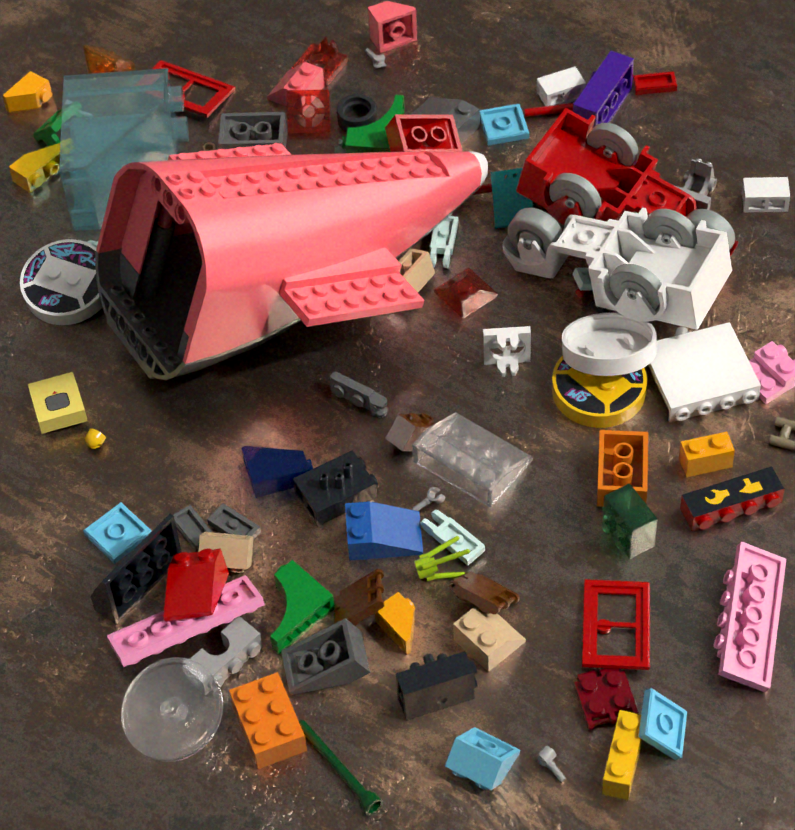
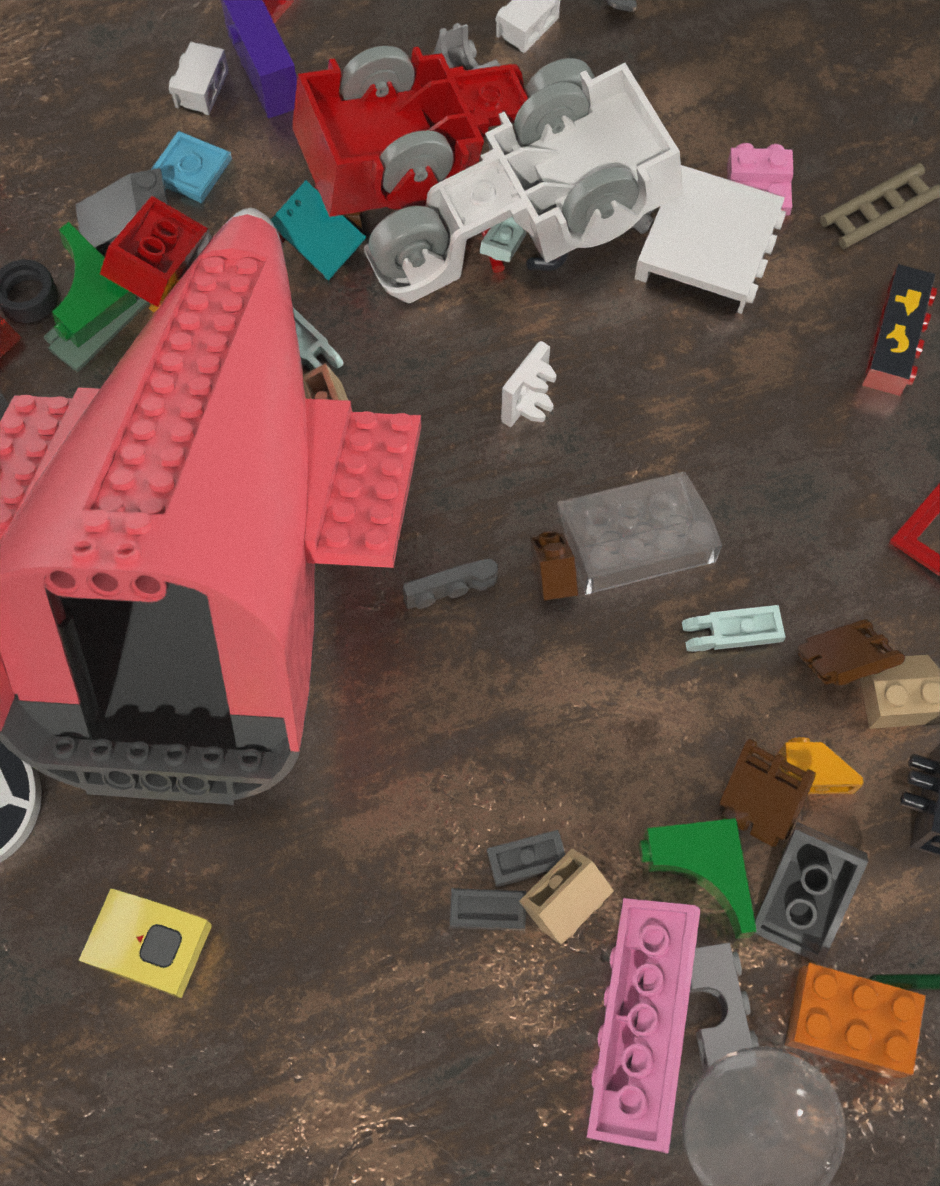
camera: 55 degrees left, 15 degrees up
(94, 438) = (248, 937): yellow hinge -> none
(117, 532) = (418, 1007): medium azure tile -> none
(137, 572) = (516, 1029): black slope -> none
(194, 584) = (605, 976): red slope -> none
(273, 468) = (482, 753): clear blue slope -> none
(332, 485) = (567, 704): black piece -> none
(382, 531) = (668, 699): blue slope -> none
(427, 566) = (762, 684): lime plant -> none
(430, 498) = (661, 617): light grey hand -> none
(465, 293) = (393, 372): clear red slope -> none
(545, 110) = (219, 105): red bar -> none
(597, 399) = (644, 339): yellow brick -> none
(608, 344) = (622, 288): white brick -> none
(621, 462) = (786, 397): orange brick -> none
(629, 521) = (868, 441): clear green brick -> none
(706, 454) = (825, 309): light orange brick -> none

